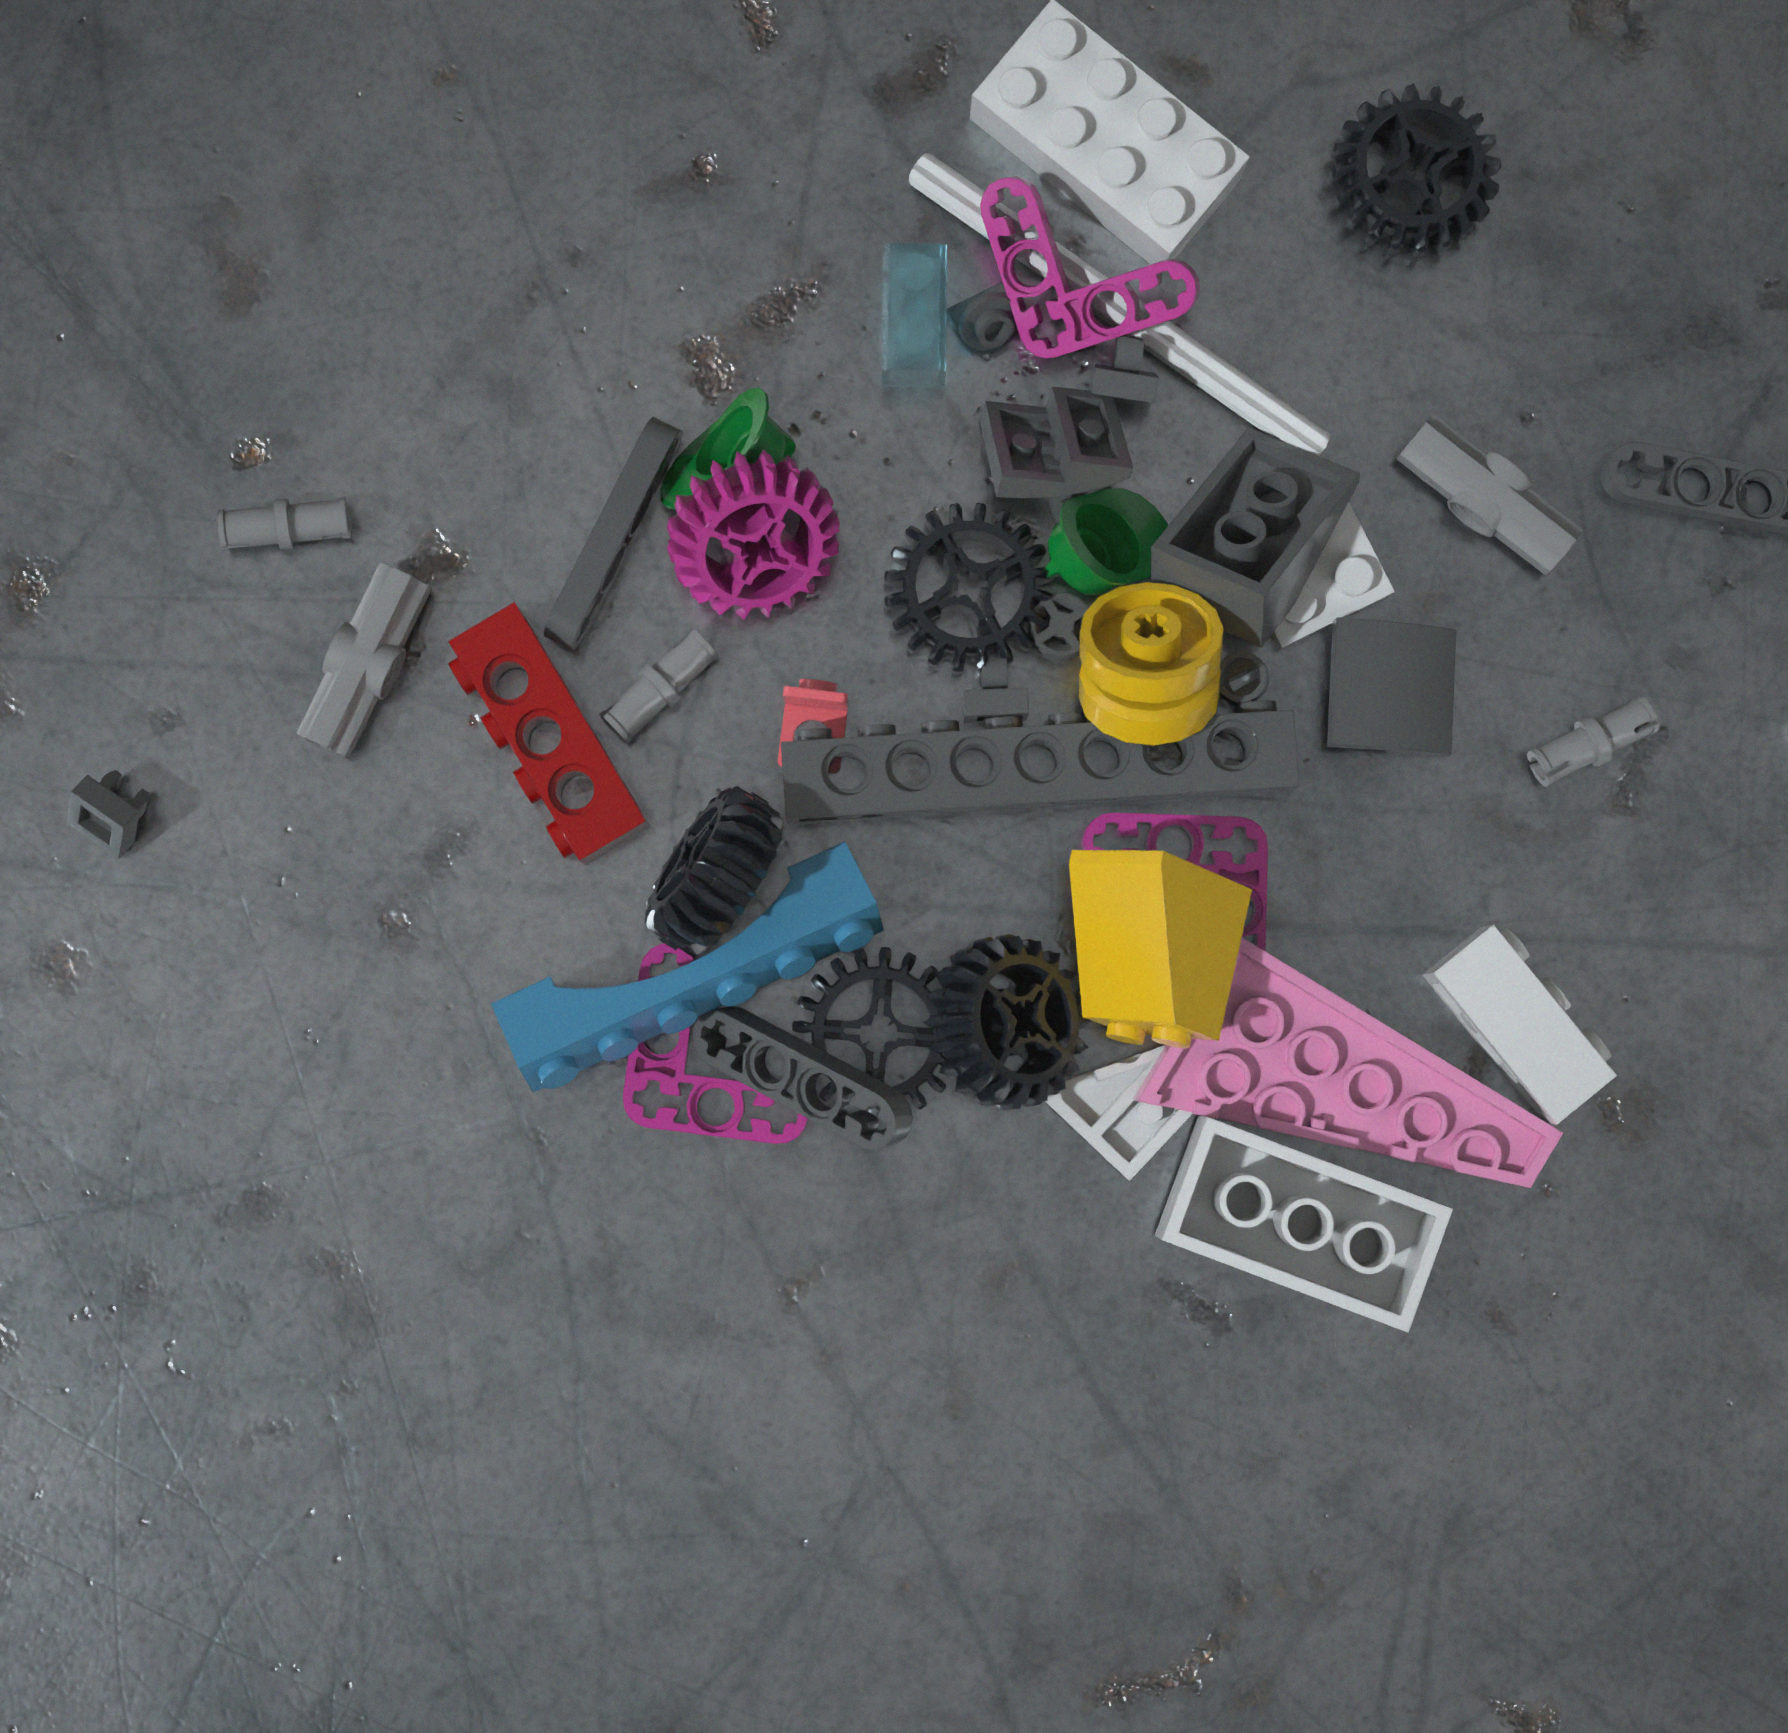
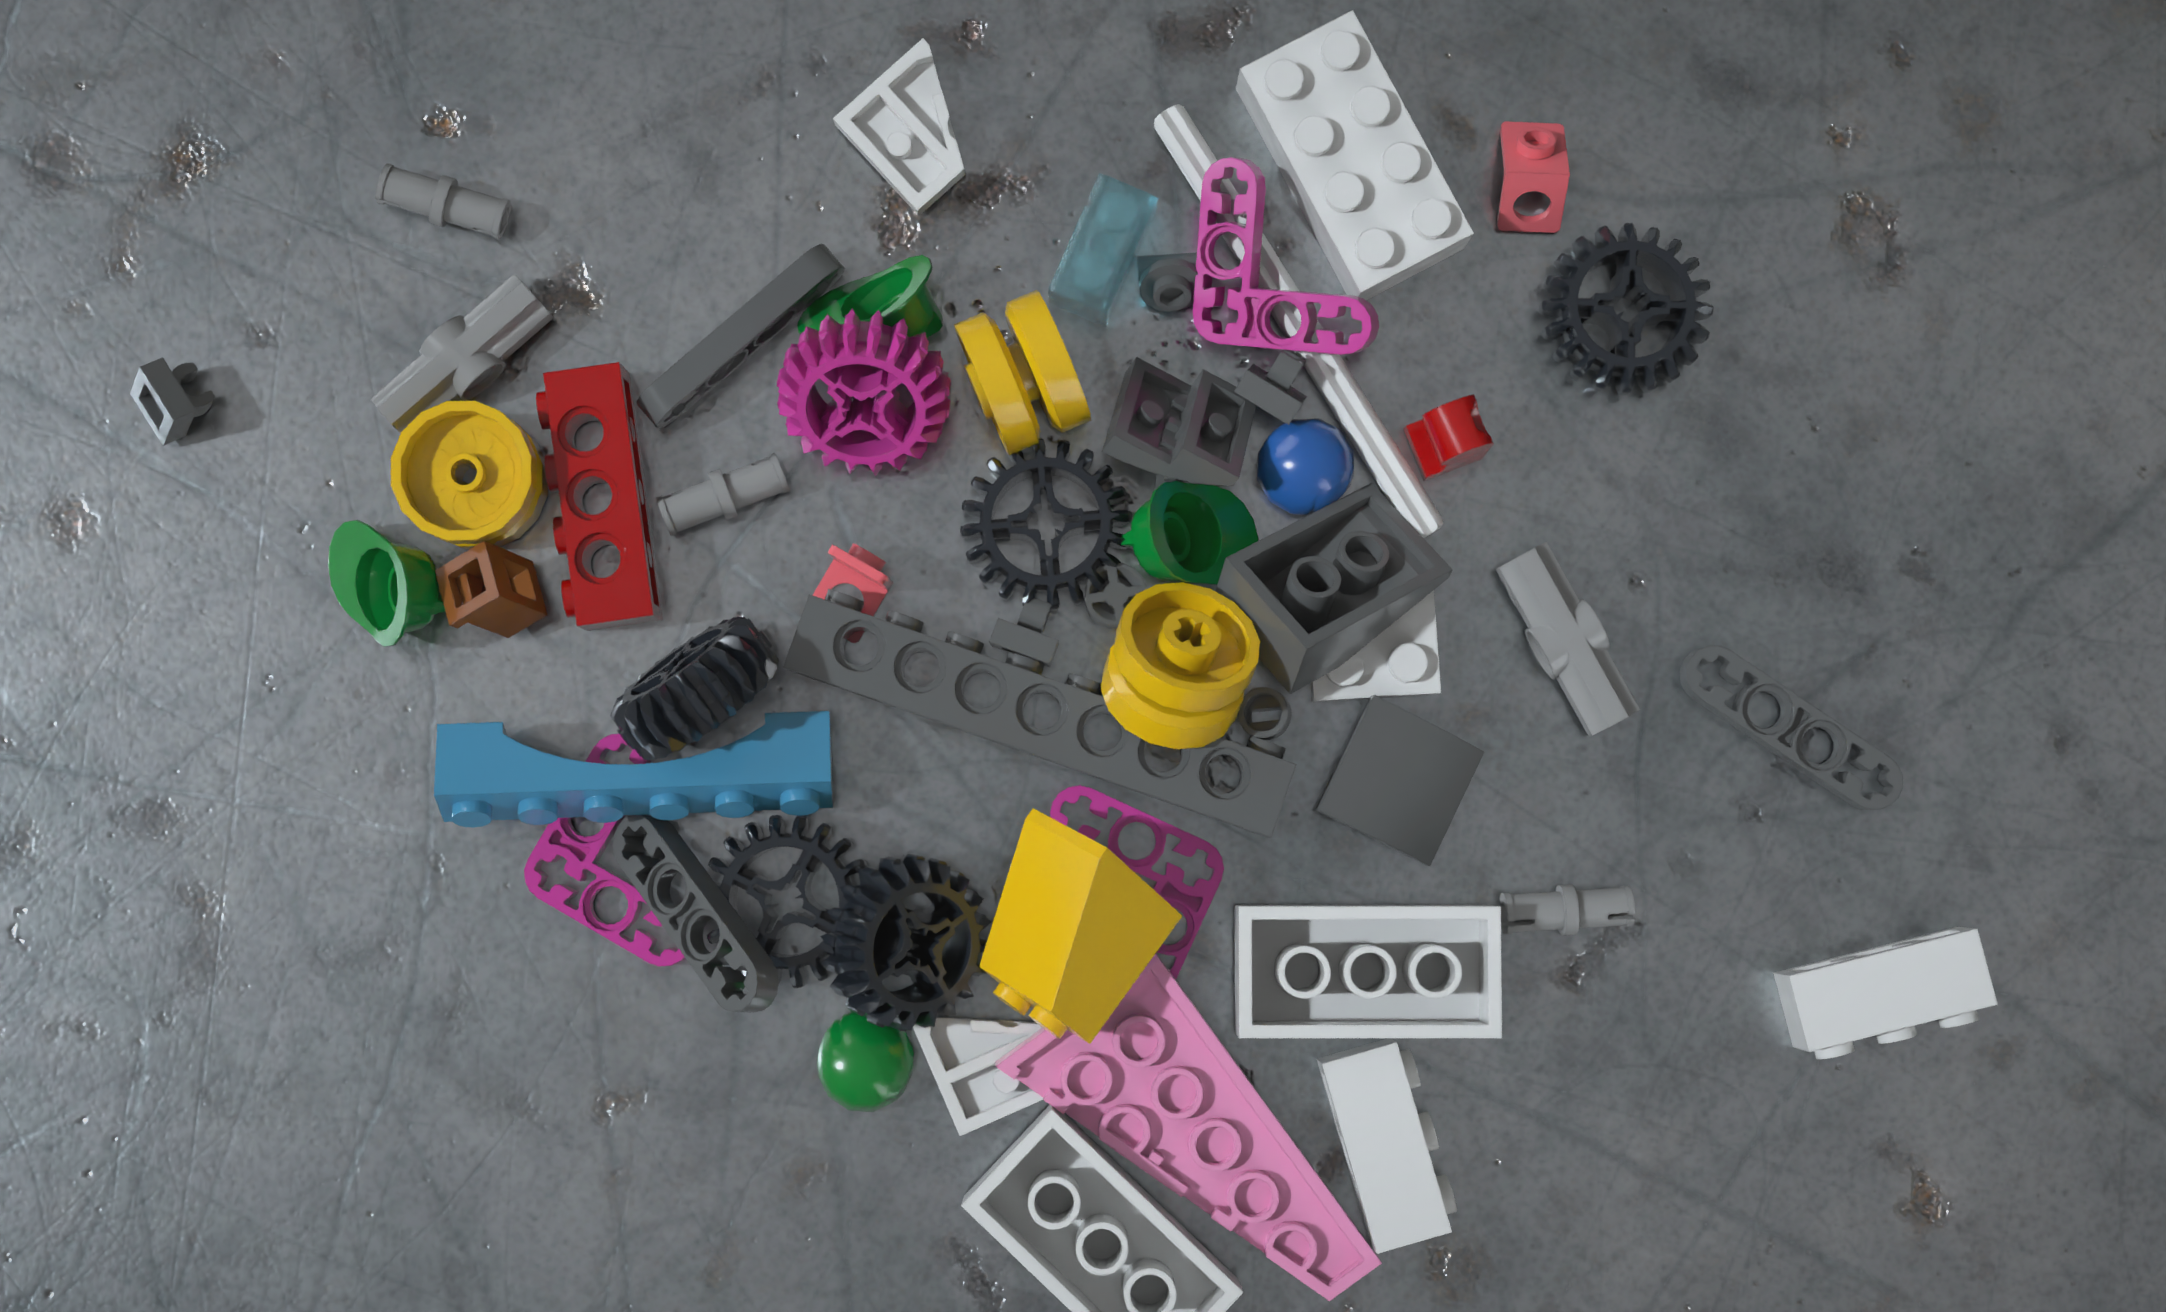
camera: 25 degrees right, 0 degrees up
(379, 897) = (382, 582): none -> green piece
(402, 731) = (439, 451): none -> yellow wheel
(485, 862) = (491, 590): none -> dark orange brick
(685, 281) = (906, 129): none -> white wing
(891, 455) = (1022, 372): none -> yellow wheel
(1011, 1152) = (864, 1063): none -> green hair
(1182, 436) = (1305, 465): none -> blue hair
(1275, 70) = (1537, 162): none -> coral bracket
(1304, 355) = (1448, 437): none -> red leg
(1438, 871) = (1368, 971): none -> white brick

